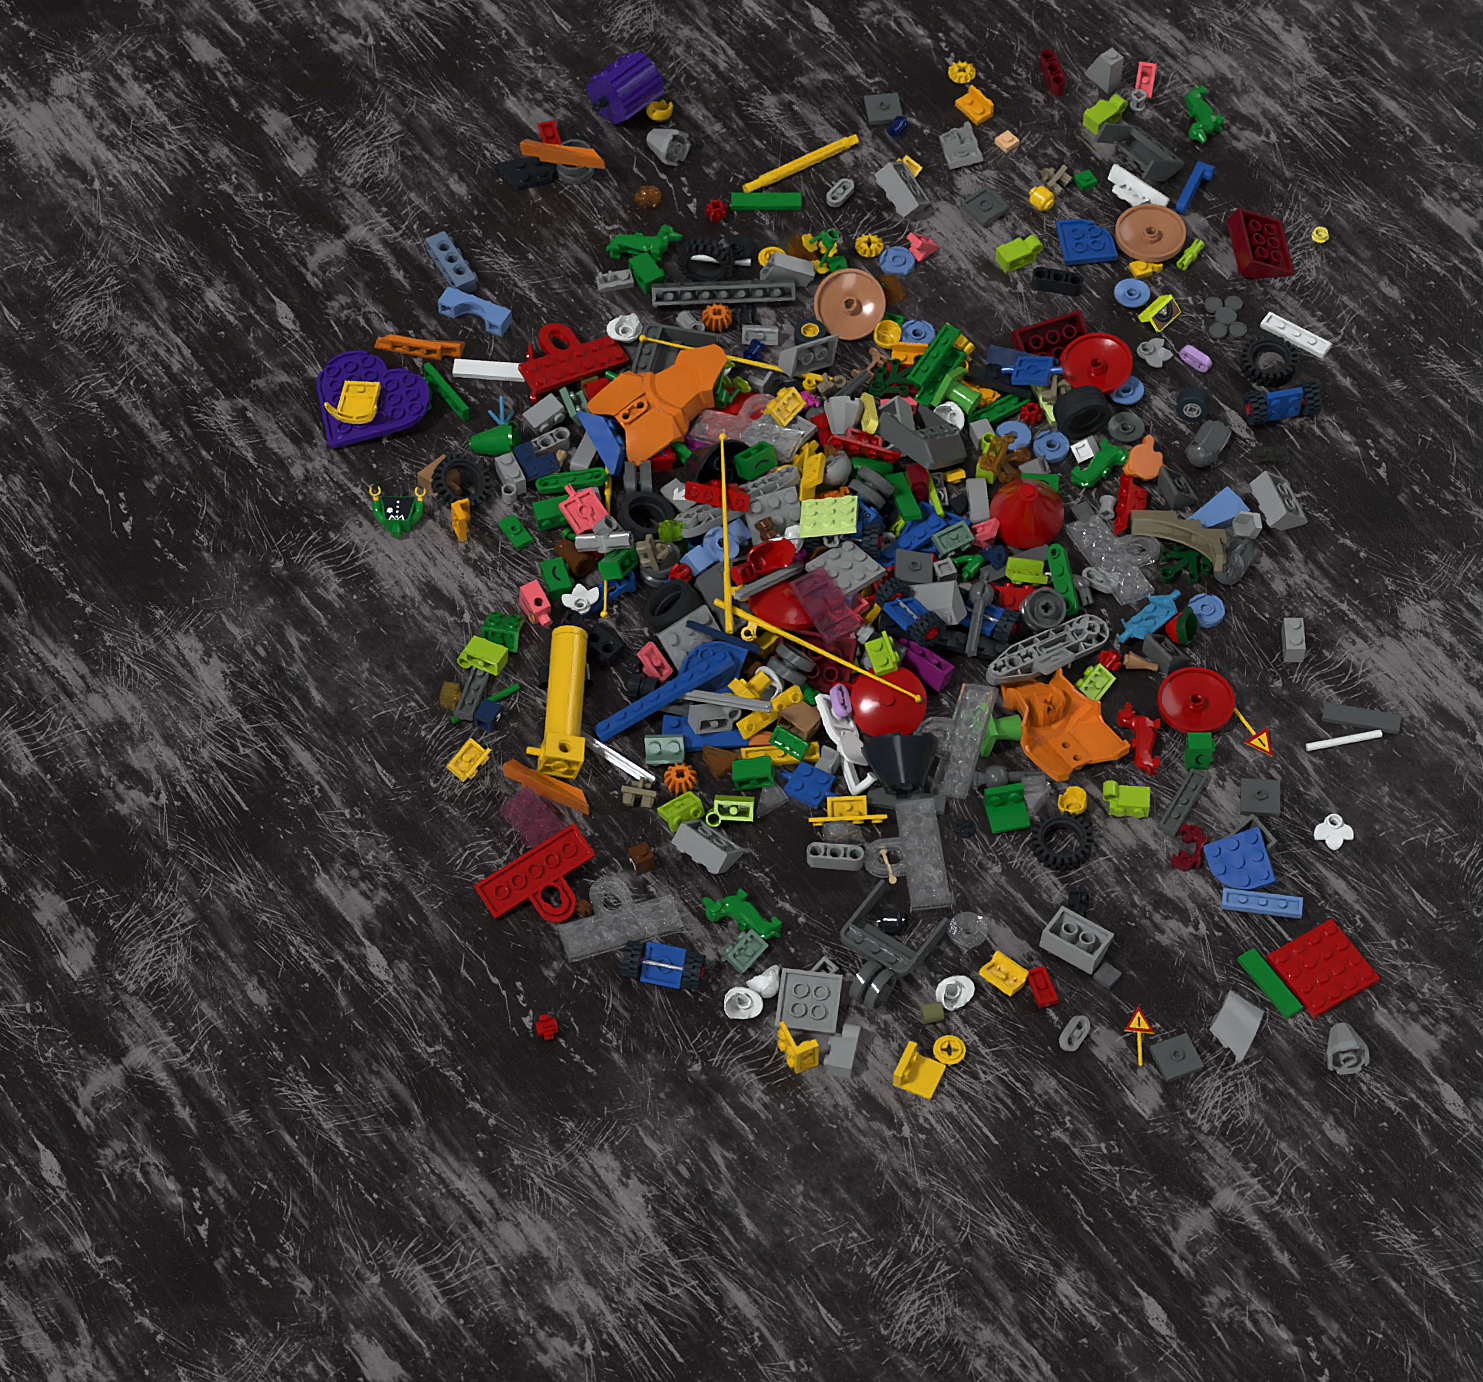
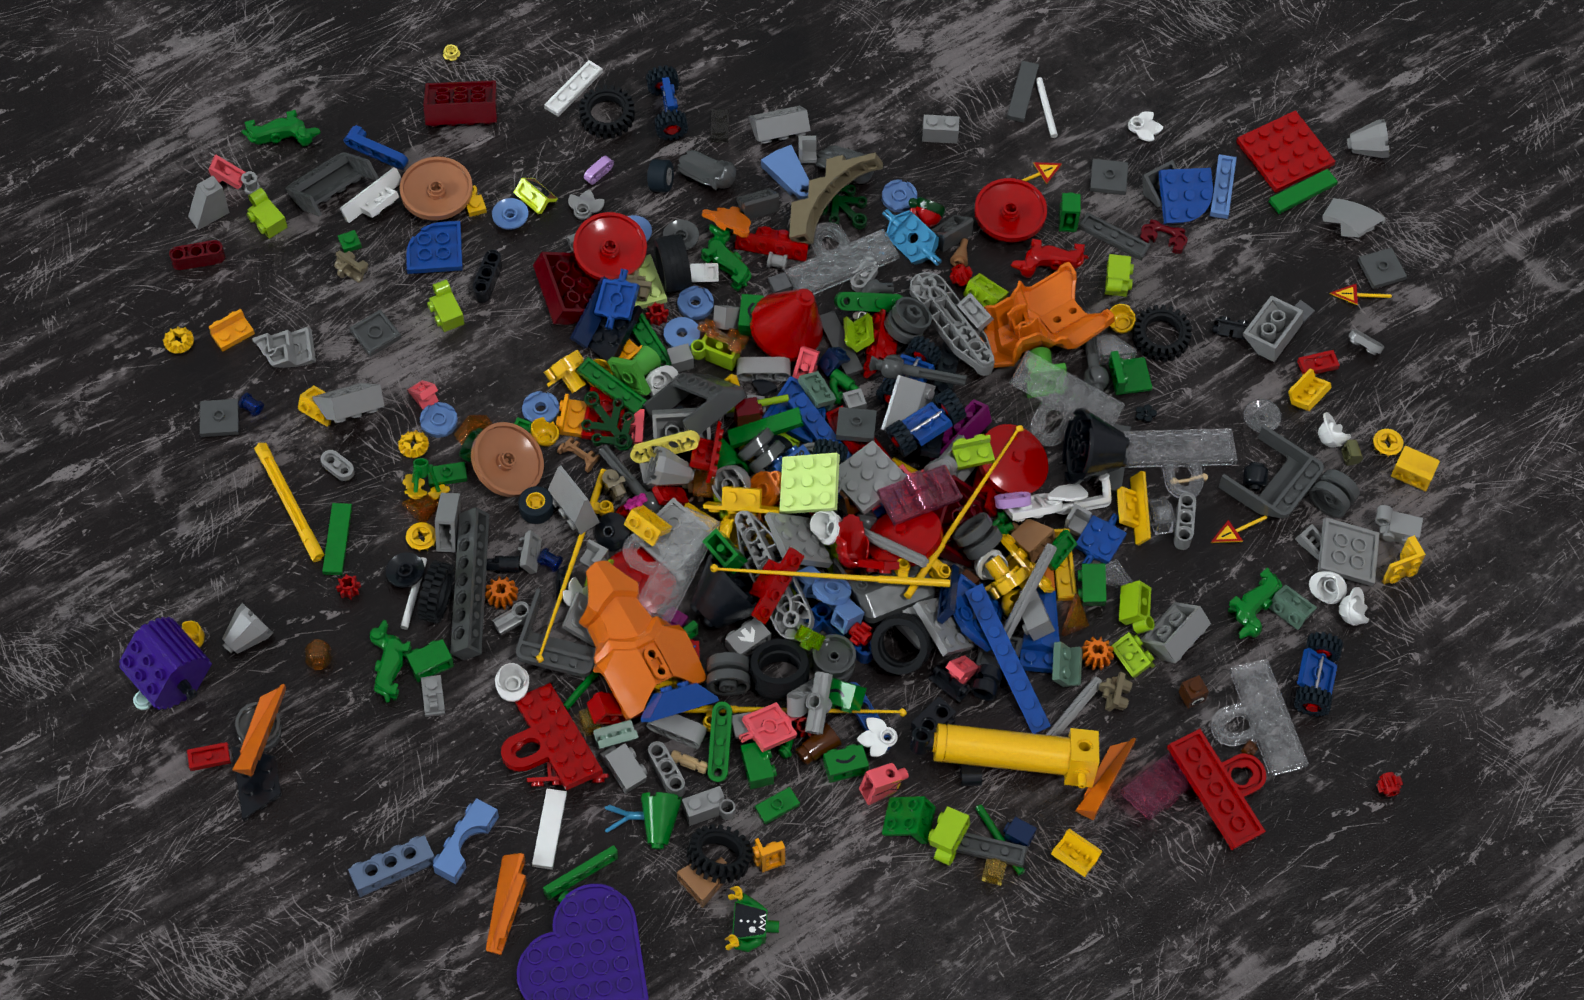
camera: 90 degrees left, 5 degrees up
(356, 402) = (600, 961): yellow piece -> none
(532, 465) = (698, 778): dark blue plate -> none
(653, 551) = (842, 652): dark tan hips -> none
(763, 527) = (818, 543): reddish brown wheel -> none
(828, 900) = (1230, 534): none -> piece
(933, 355) = (595, 381): green tile -> none
(1006, 141) = (285, 306): light nougat plate -> none
(1041, 198) = (374, 279): yellow head -> none
(1190, 254) = (464, 160): lime pin -> none
(1225, 317) = (545, 142): dark grey piece -> none

